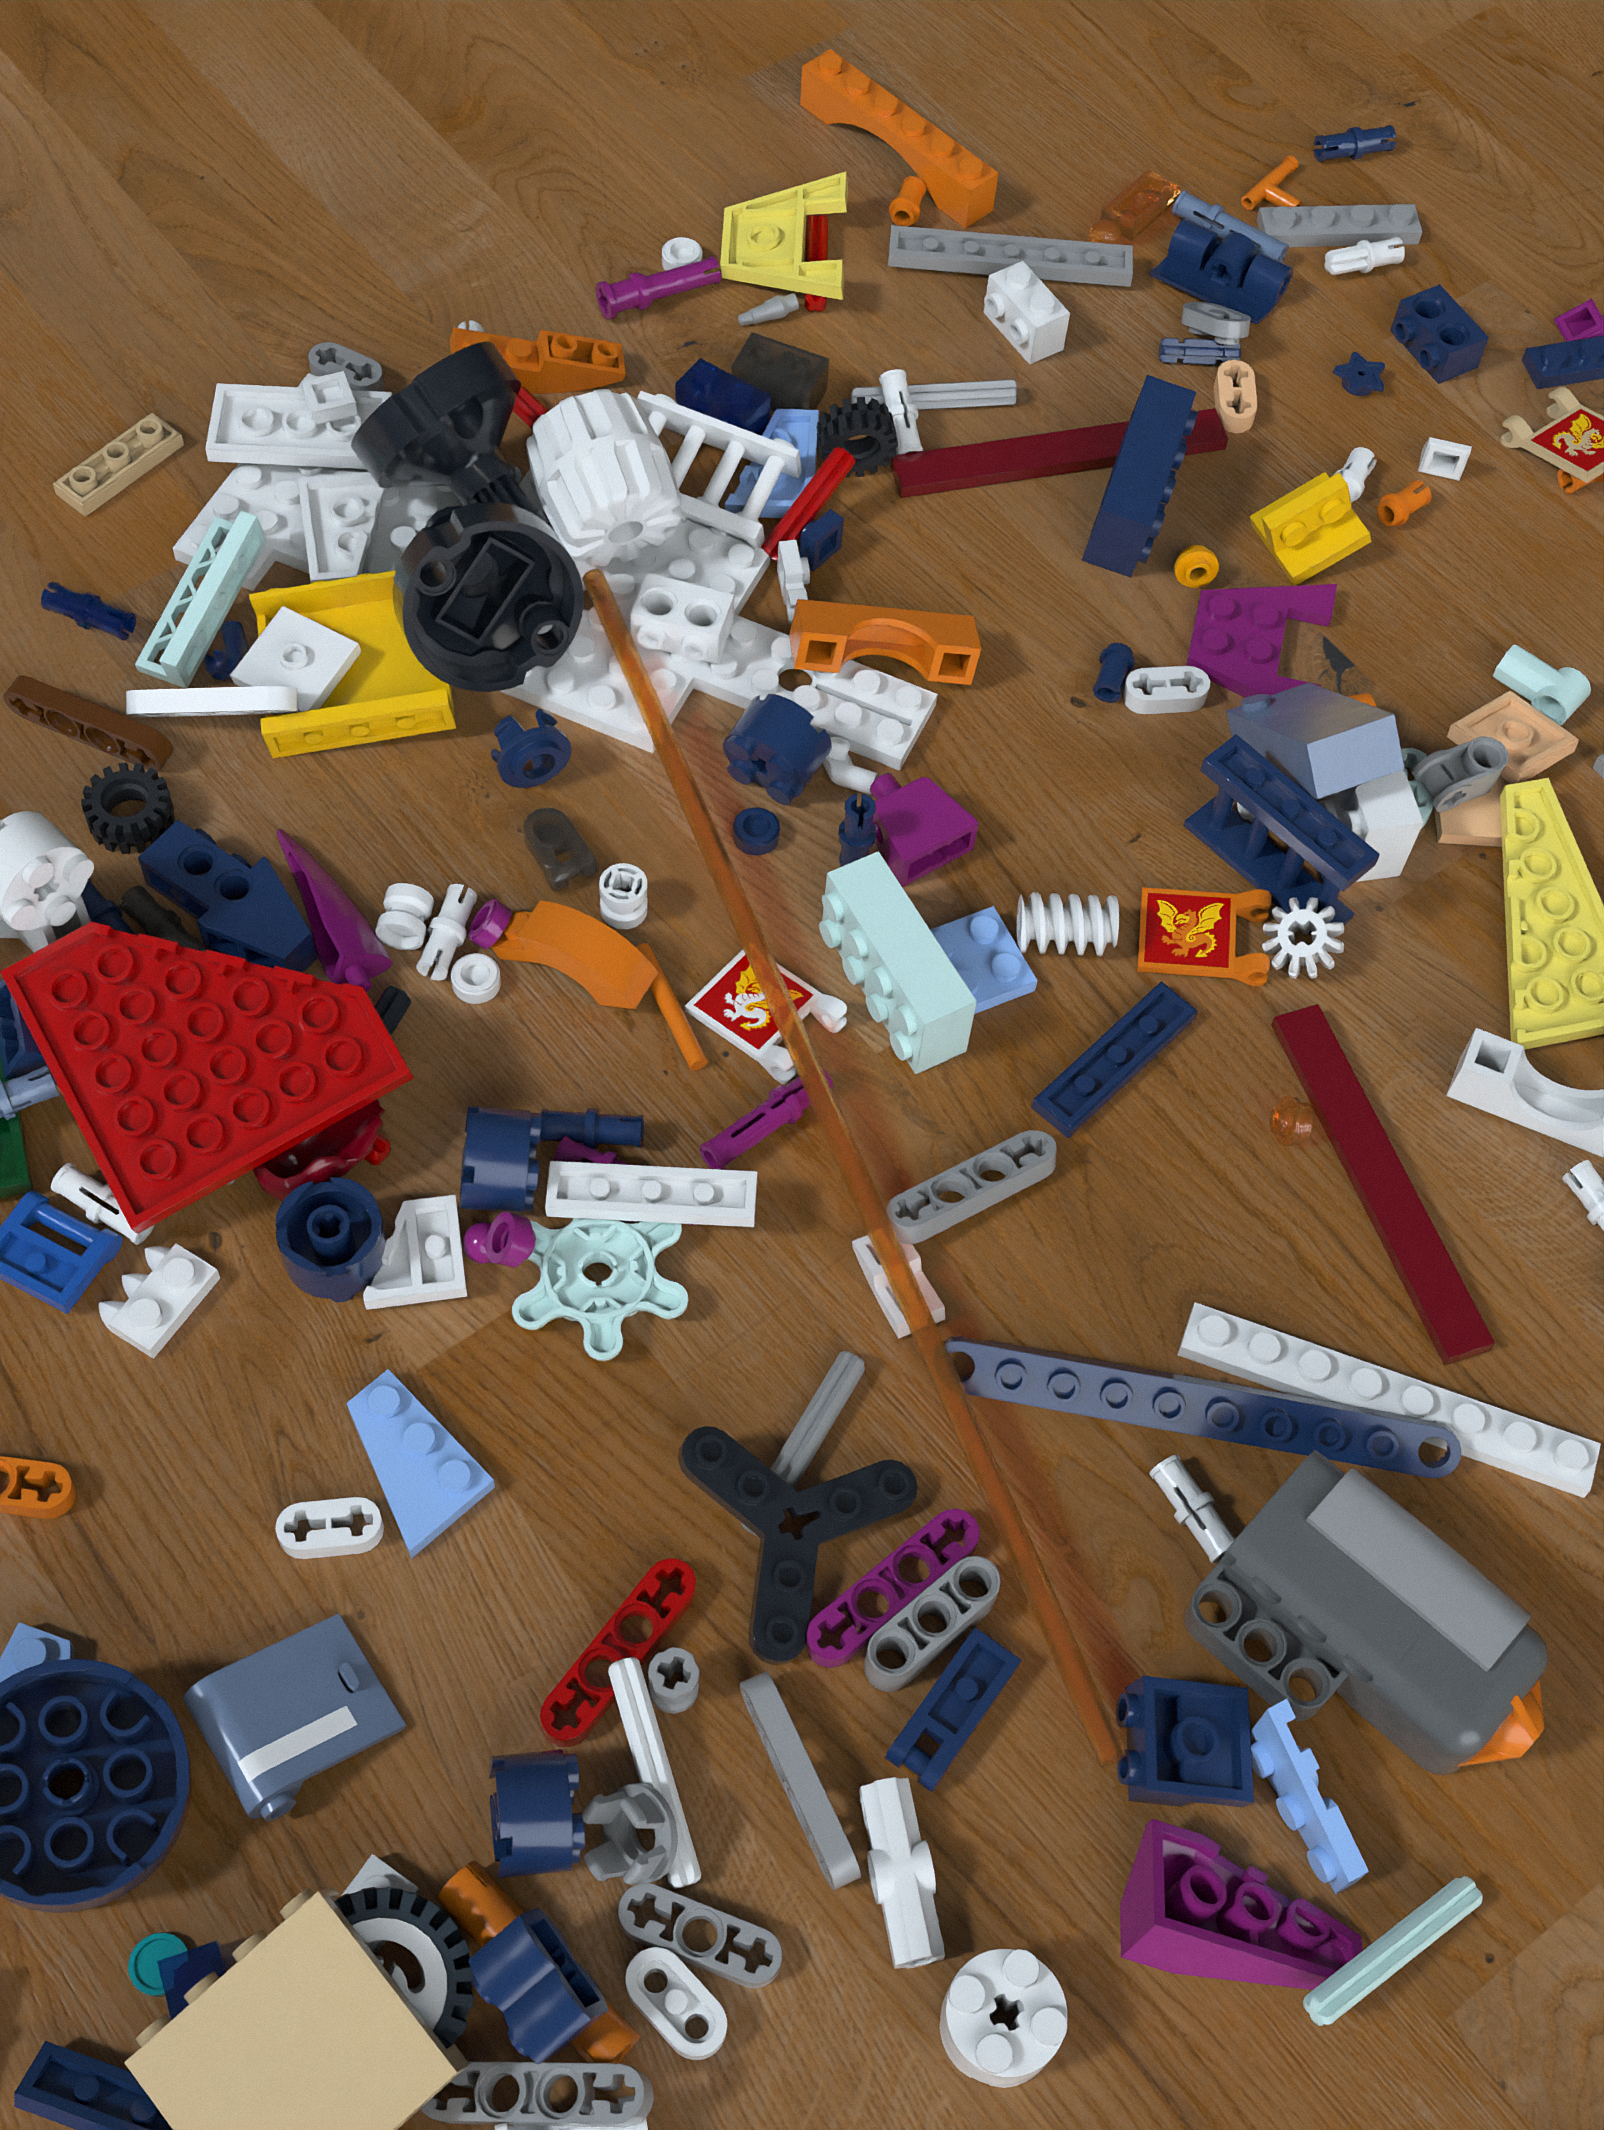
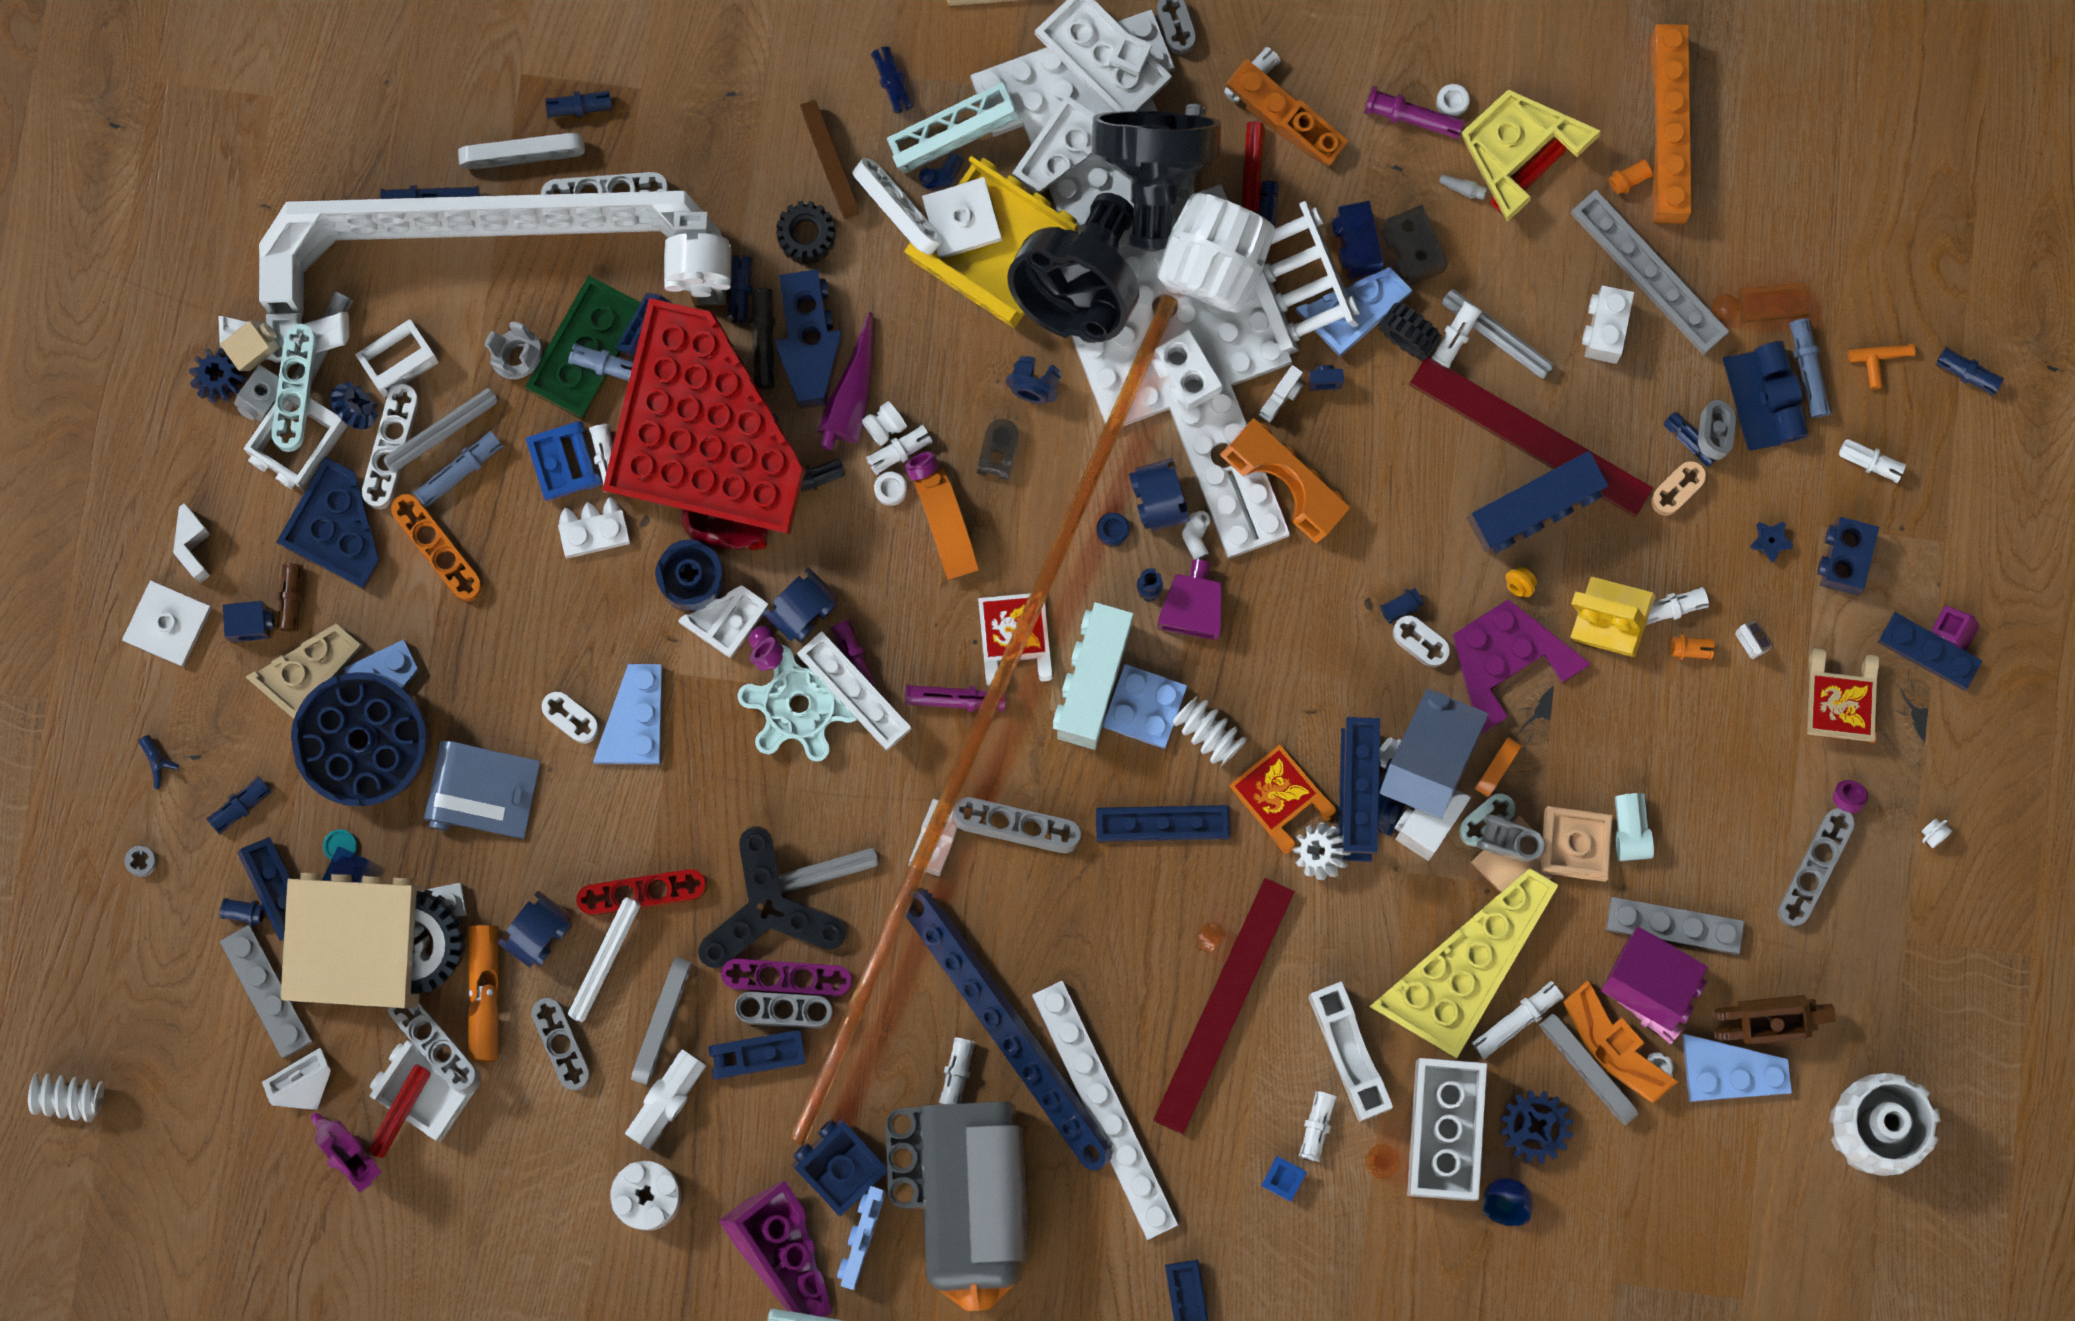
camera: 50 degrees right, 20 degrees up
(537, 1986) = (470, 1003): dark blue brick -> none
(592, 1128) = (866, 625): dark blue pin -> none
(622, 1854) = (574, 970): light grey piece -> none
(623, 896) = (1002, 516): white wheel -> none
(662, 1668) = (639, 926): light grey bush -> none
(674, 1014) = (970, 592): orange bar -> none
(677, 2004) = (524, 1062): white plate -> none
(810, 500) = (1336, 353): red axle -> none
(1340, 224) = (1888, 423): light grey plate -> none

